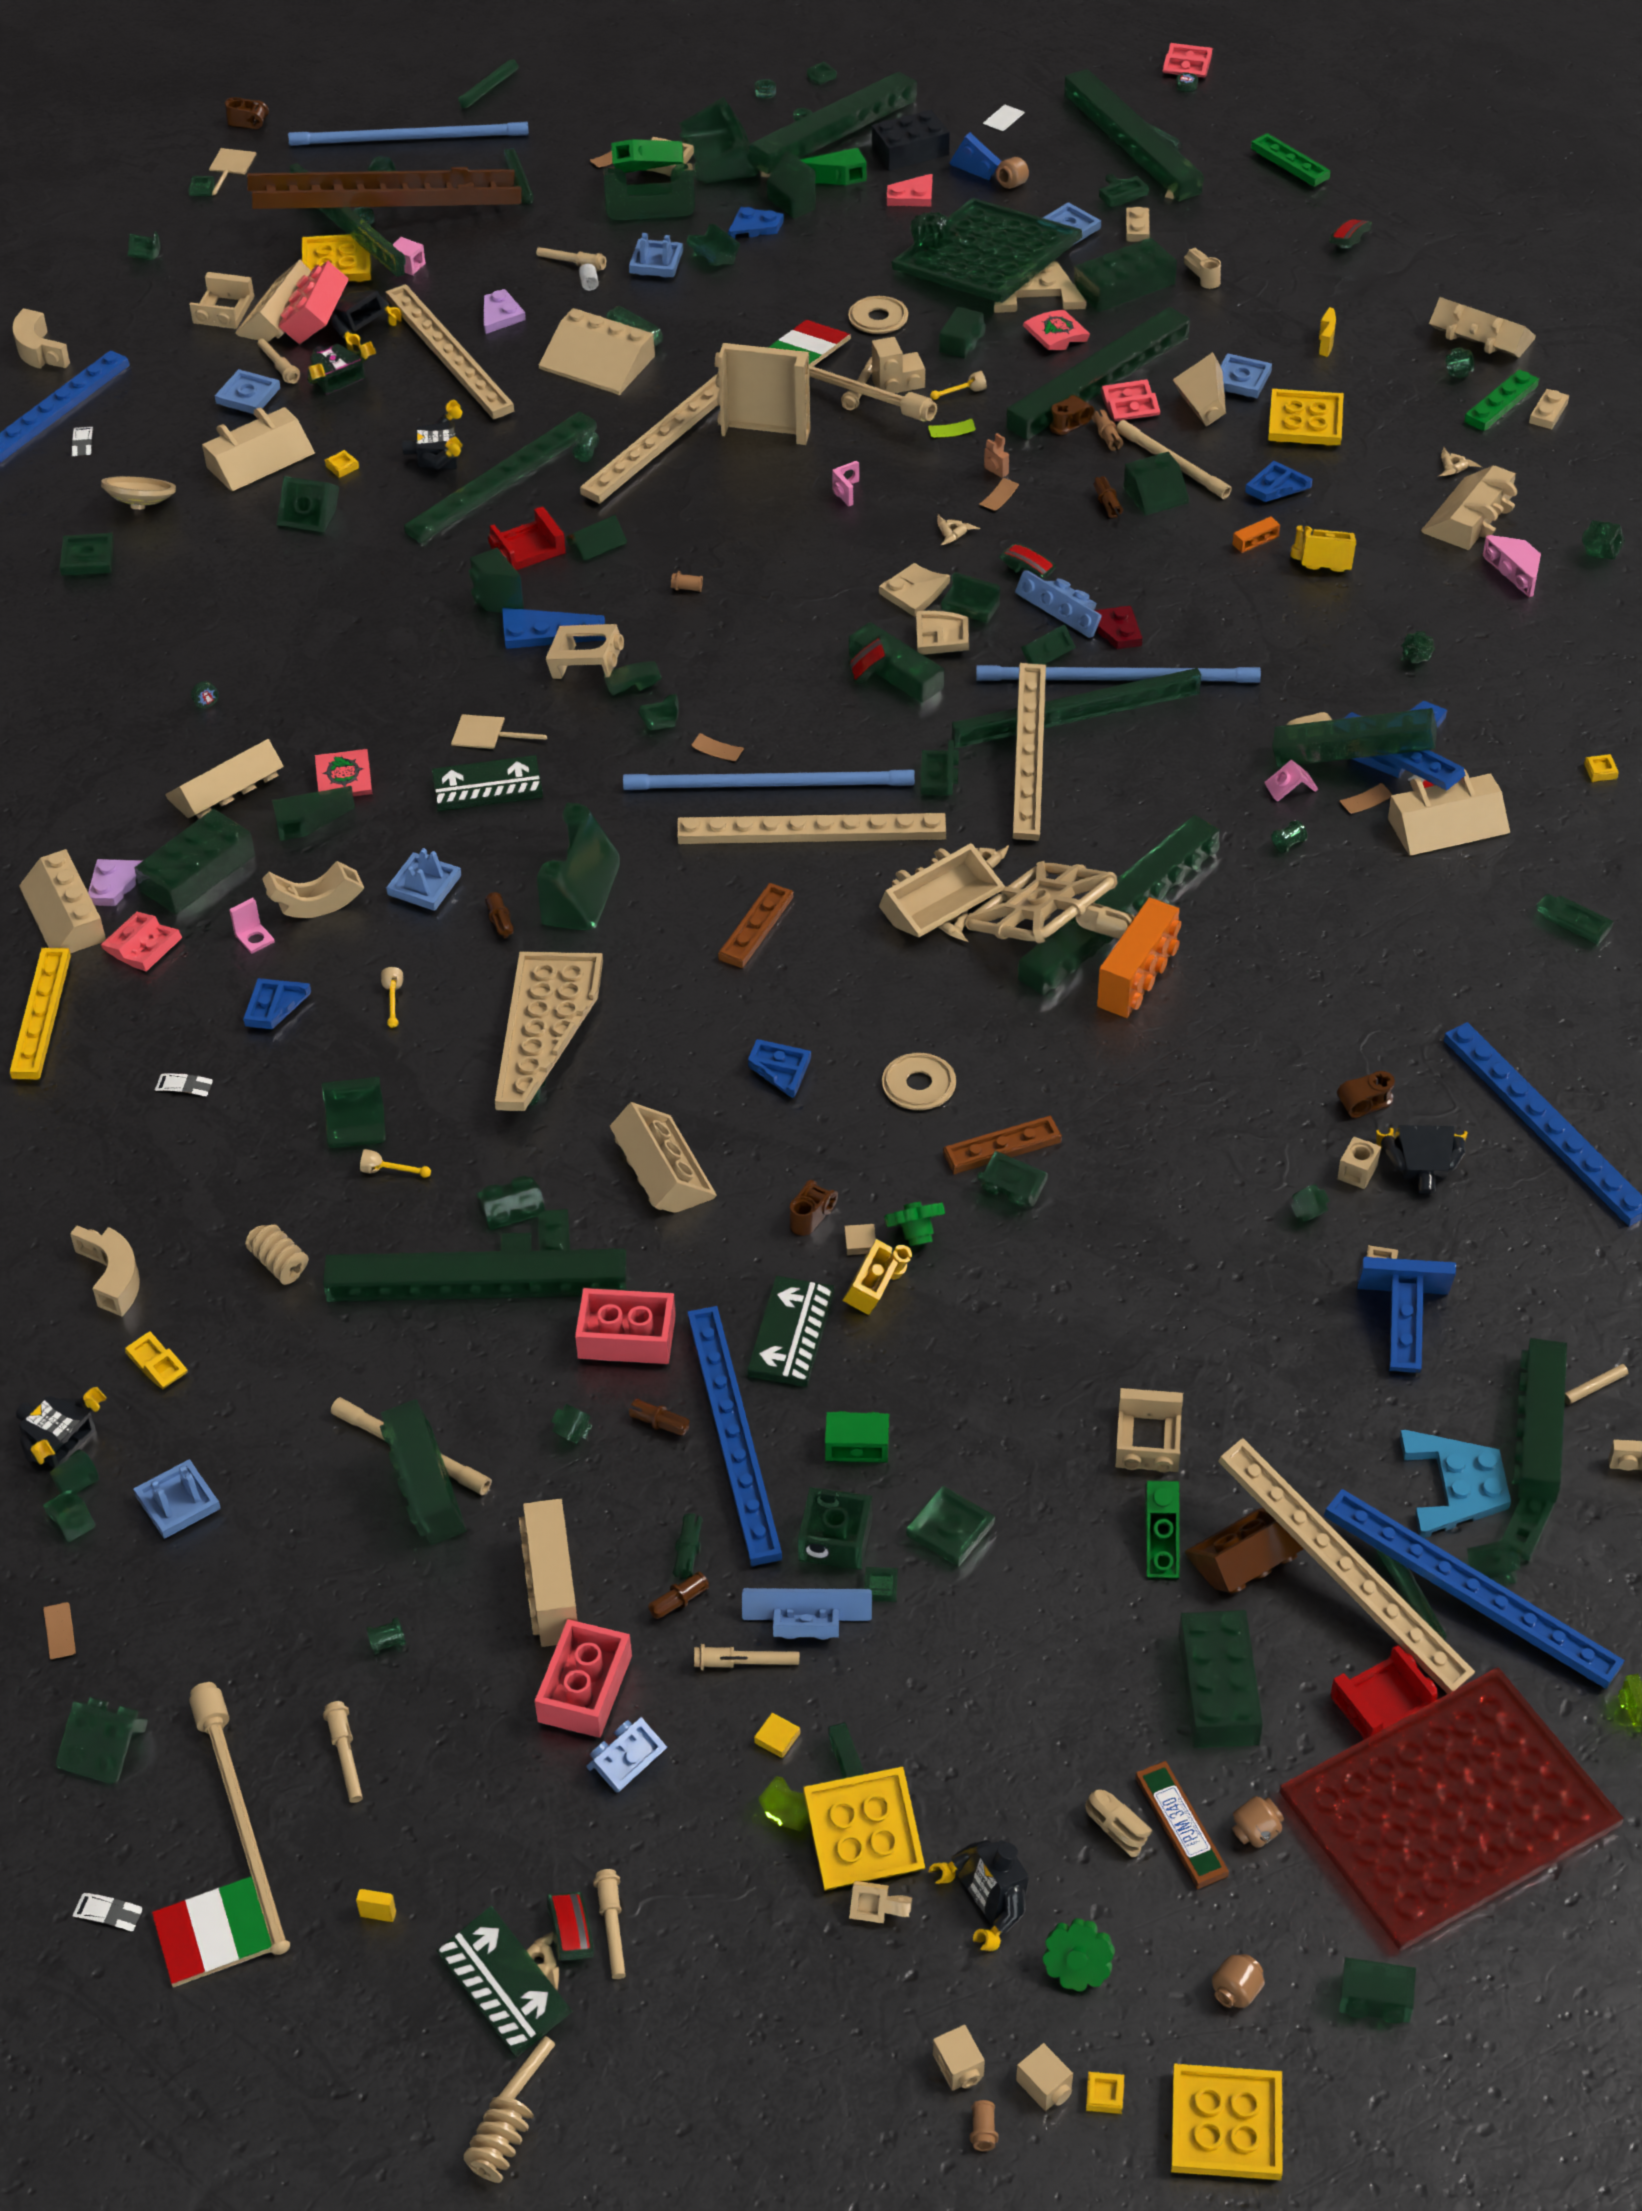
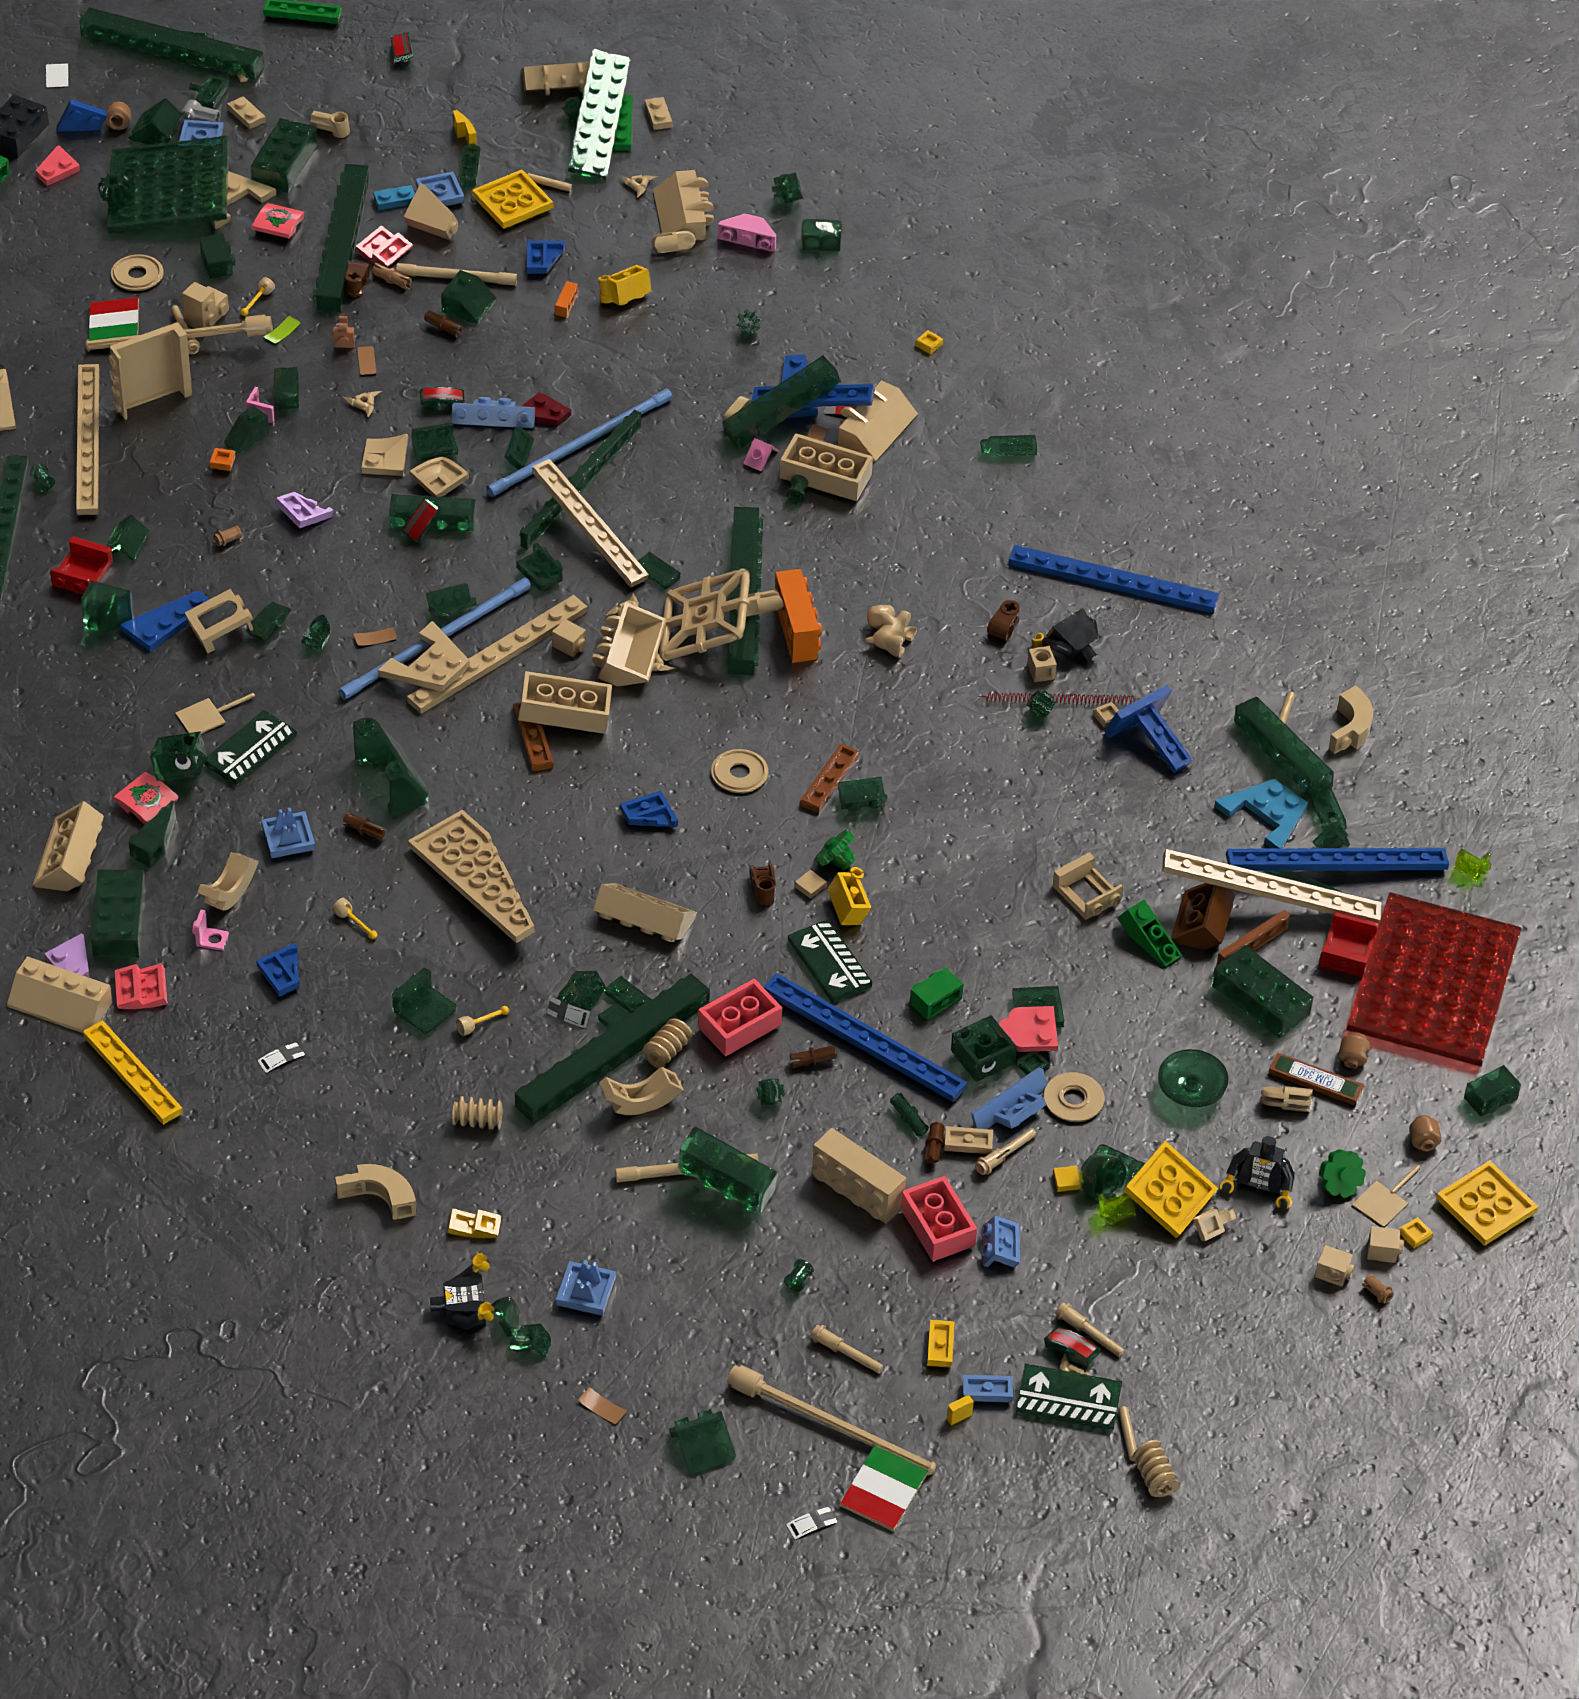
camera: 45 degrees left, 0 degrees up
(401, 749) = (178, 756): none -> clear green brick
(432, 1904) = (988, 1388): none -> medium blue plate
(441, 1817) = (940, 1343): none -> yellow plate
(442, 1342) = (643, 1096): none -> tan arch
(476, 1214) = (568, 1012): none -> white sticker
(529, 1304) = (667, 1042): none -> tan piece
(717, 1617) = (968, 1140): none -> tan plate
(729, 804) = (435, 667): none -> tan wing
(760, 512) = (222, 459): none -> orange plate
(781, 595) = (302, 510): none -> lavender wing
(806, 1757) = (1101, 1175): none -> clear green cylinder
(808, 907) = (565, 702): none -> tan brick
(811, 498) = (247, 430): none -> clear green slope
(818, 750) = (450, 599): none -> clear green bracket
(884, 482) = (286, 388): none -> clear green piece
(885, 1675) = (1084, 1111): none -> tan piece
(891, 851) = (569, 638): none -> tan brick
(910, 1542) = (1032, 1028): none -> coral plate
(1030, 1706) = (1195, 1070): none -> clear green dish
(1040, 194) = (156, 123): none -> clear green slope
(1058, 837) = (659, 570): none -> clear green tile
(1087, 200) = (194, 111): none -> light grey piece
(1106, 2027) = (1381, 1203): none -> tan piece
(1183, 359) = (394, 197): none -> dark azure plate
(1233, 1027) = (891, 630): none -> tan animal
(1283, 1613) = (1258, 936): none -> dark orange tile
(1288, 377) = (468, 160): none -> clear green beam
(1340, 829) = (827, 466): none -> tan brick
(1344, 1209) = (1061, 698): none -> red piece
(1362, 420) = (550, 182): none -> tan piece
(1425, 533) = (673, 241): none -> tan arm
(1474, 377) = (599, 114): none -> clear green plate
(1592, 603) = (821, 235): none -> clear green piece

